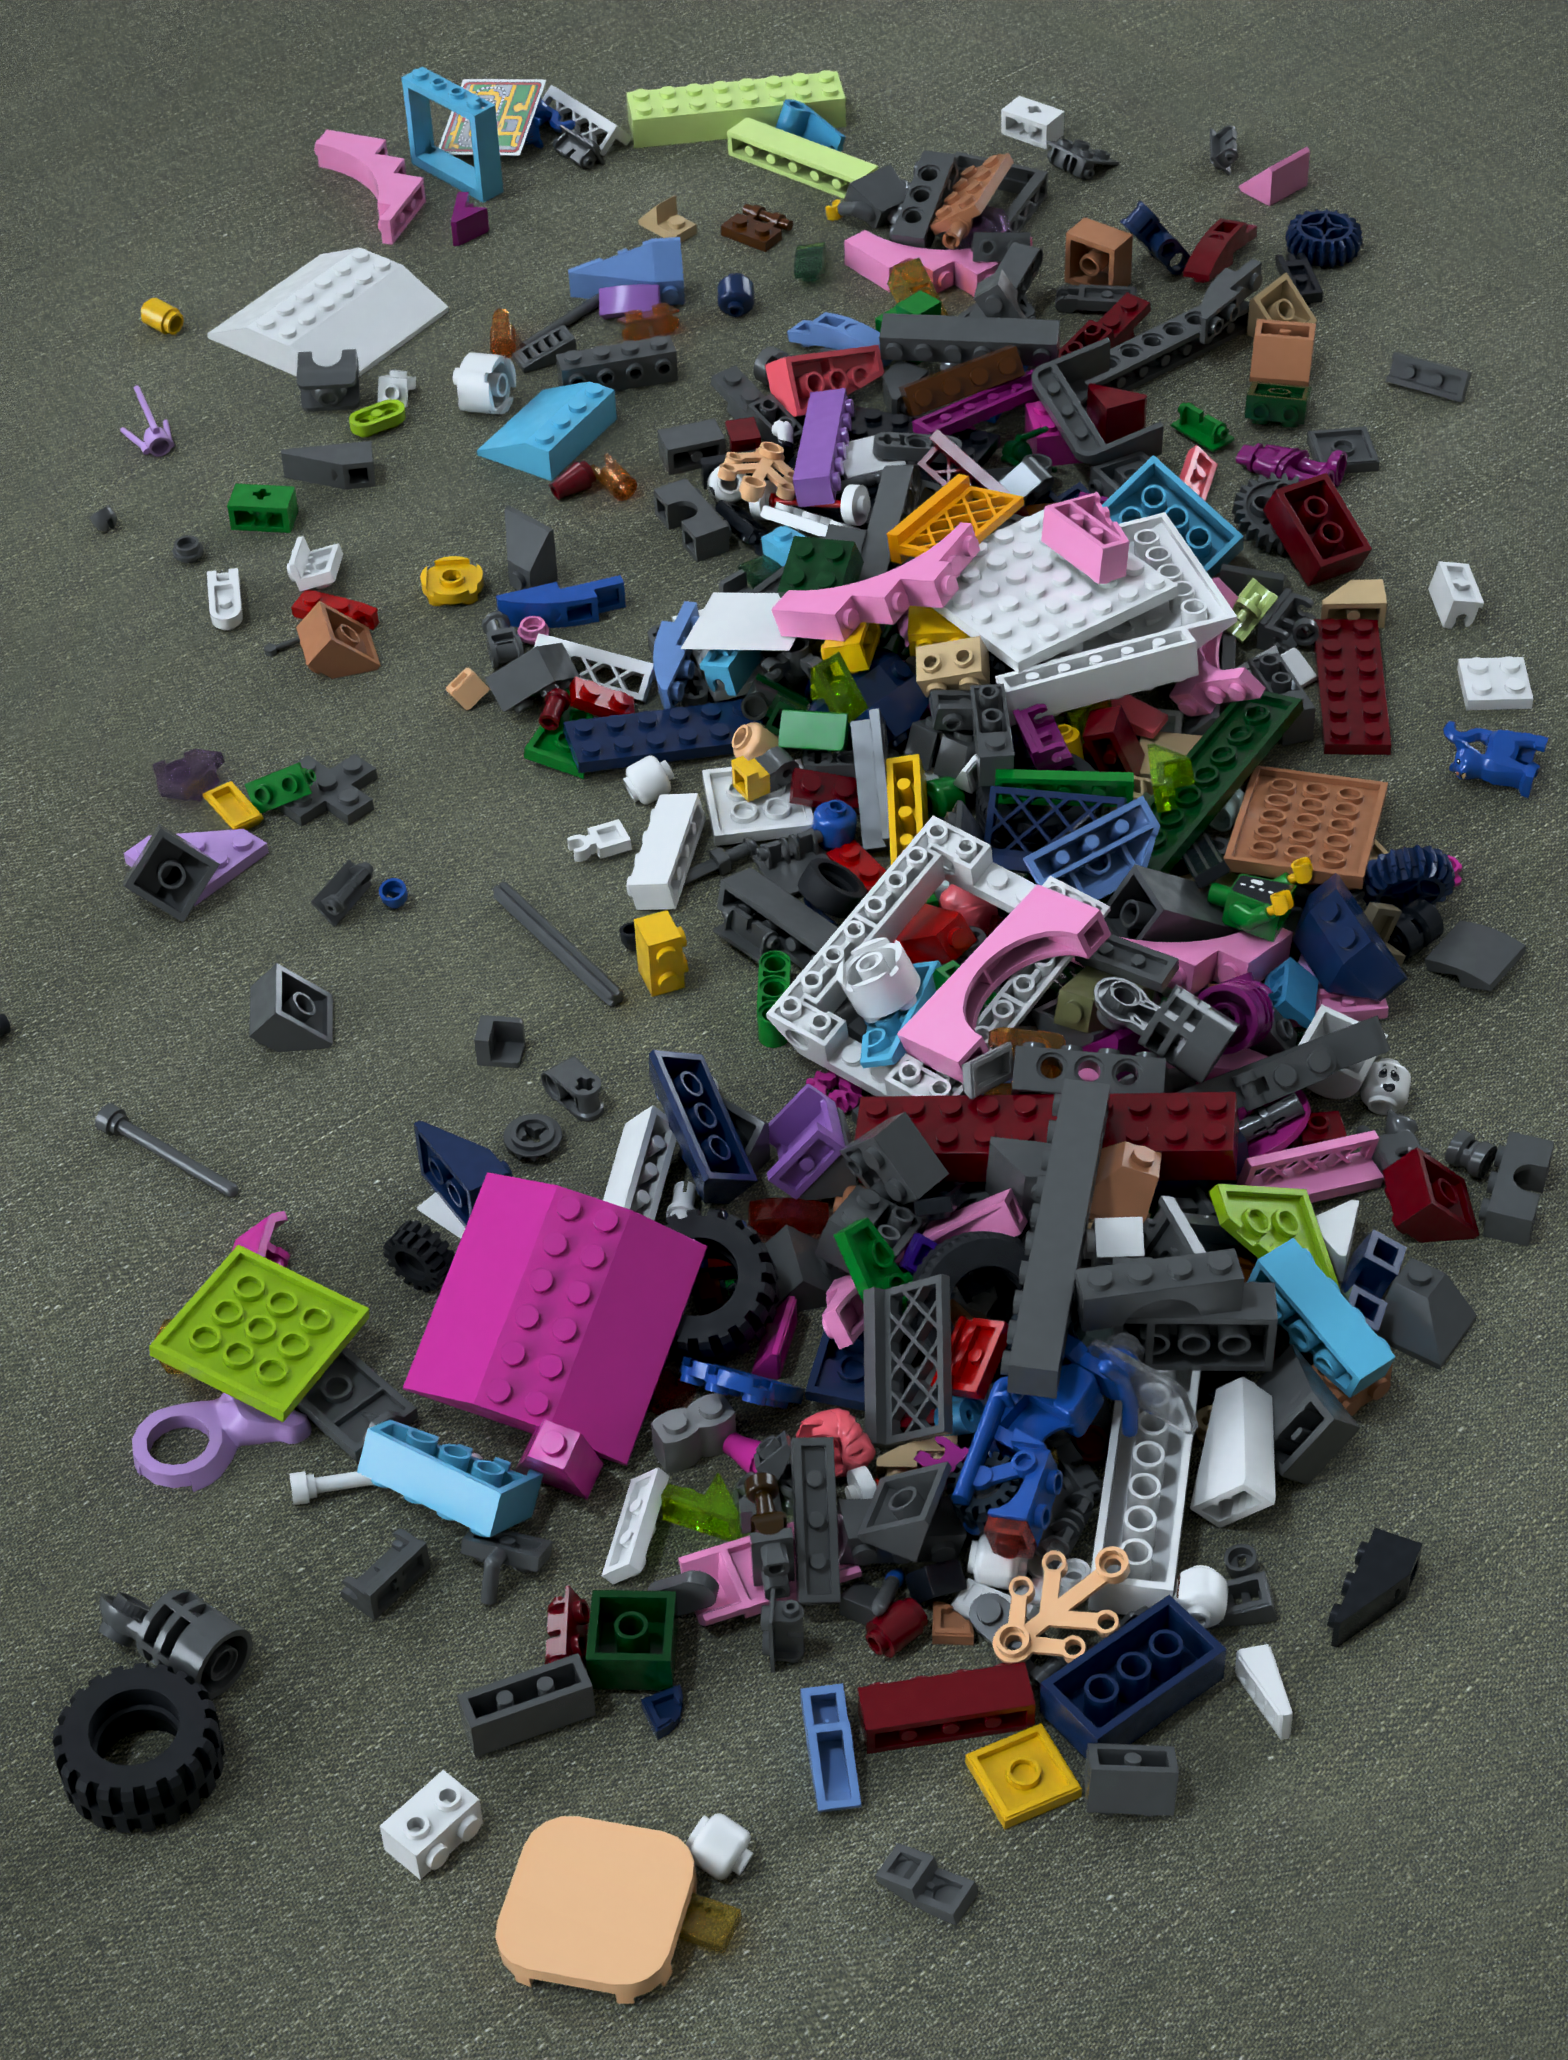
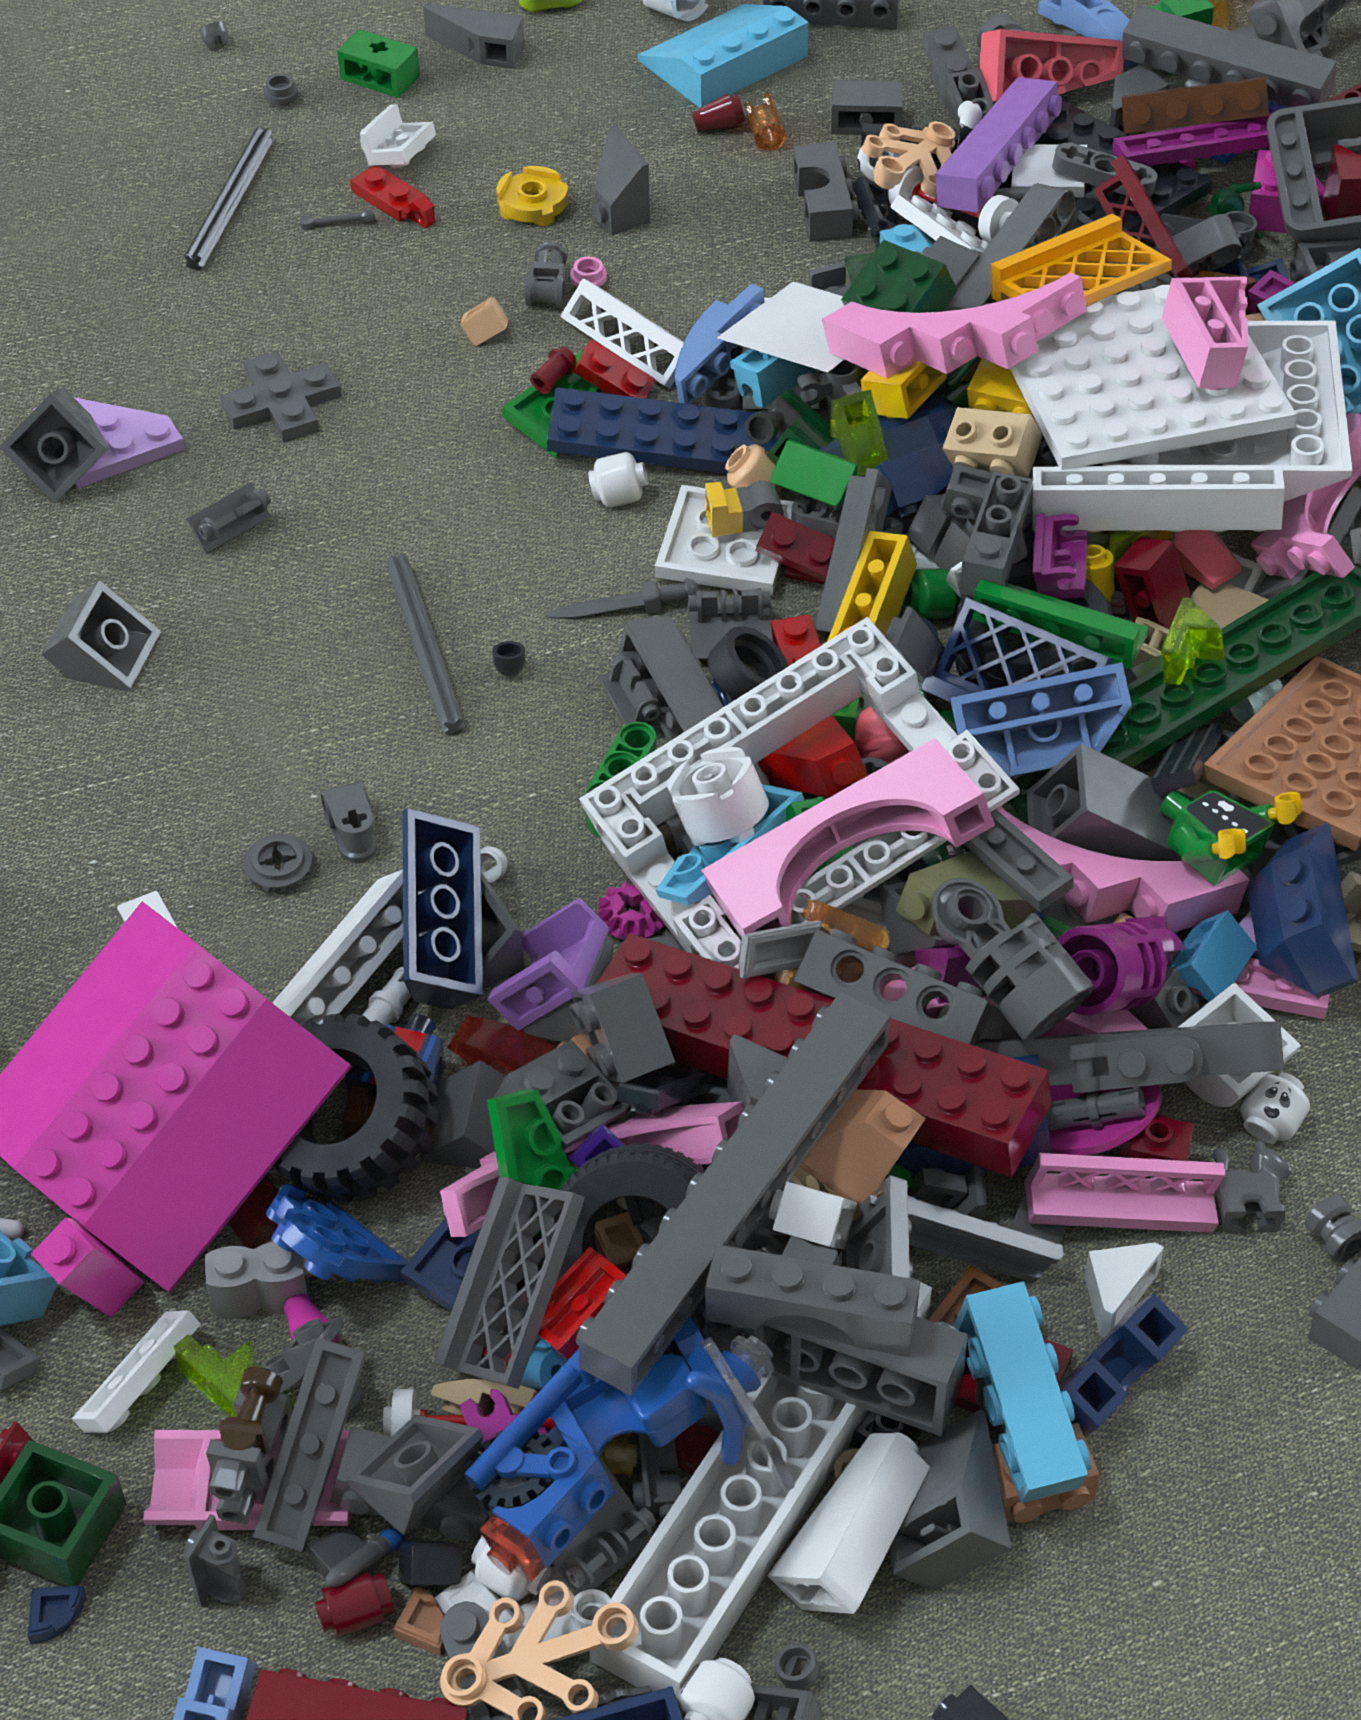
camera: 20 degrees right, 5 degrees up
(189, 776) = (144, 341): clear purple plate -> none
(193, 647) = (228, 198): none -> axle
(225, 599) = (288, 153): white plate -> none
(233, 806) = (172, 388): yellow tile -> none
(280, 787) = (224, 380): green hinge -> none
(336, 643) = (373, 233): nougat slope -> none
(396, 889) = (286, 528): blue hinge -> none
(419, 1255) = (66, 956): black tyre -> none
(455, 1167) = (171, 883): dark blue slope -> none
(500, 1041) = (299, 739): dark grey panel -> none
(532, 676) = (550, 324): dark grey slope -> none
(564, 606) = (635, 255): blue slope -> none
(602, 839) = (535, 537): white plate -> none
(660, 953) = (517, 687): yellow brick -> none
(666, 852) = (593, 570): white brick -> none
(693, 1590) = (139, 1476): dark grey tile -> none
(743, 434) = (926, 107): dark red panel -> none
(777, 1341) = (413, 1197): dark pink slope -> none
(836, 823) = (792, 590): blue head -> none
(851, 1444) = (400, 1348): coral hair -> none
(1268, 1218) = (1045, 1247): lime plate -> none
(1425, 1314) = (1178, 1420): dark grey slope -> none
(1429, 1199) = (1258, 1272): dark red slope -> none

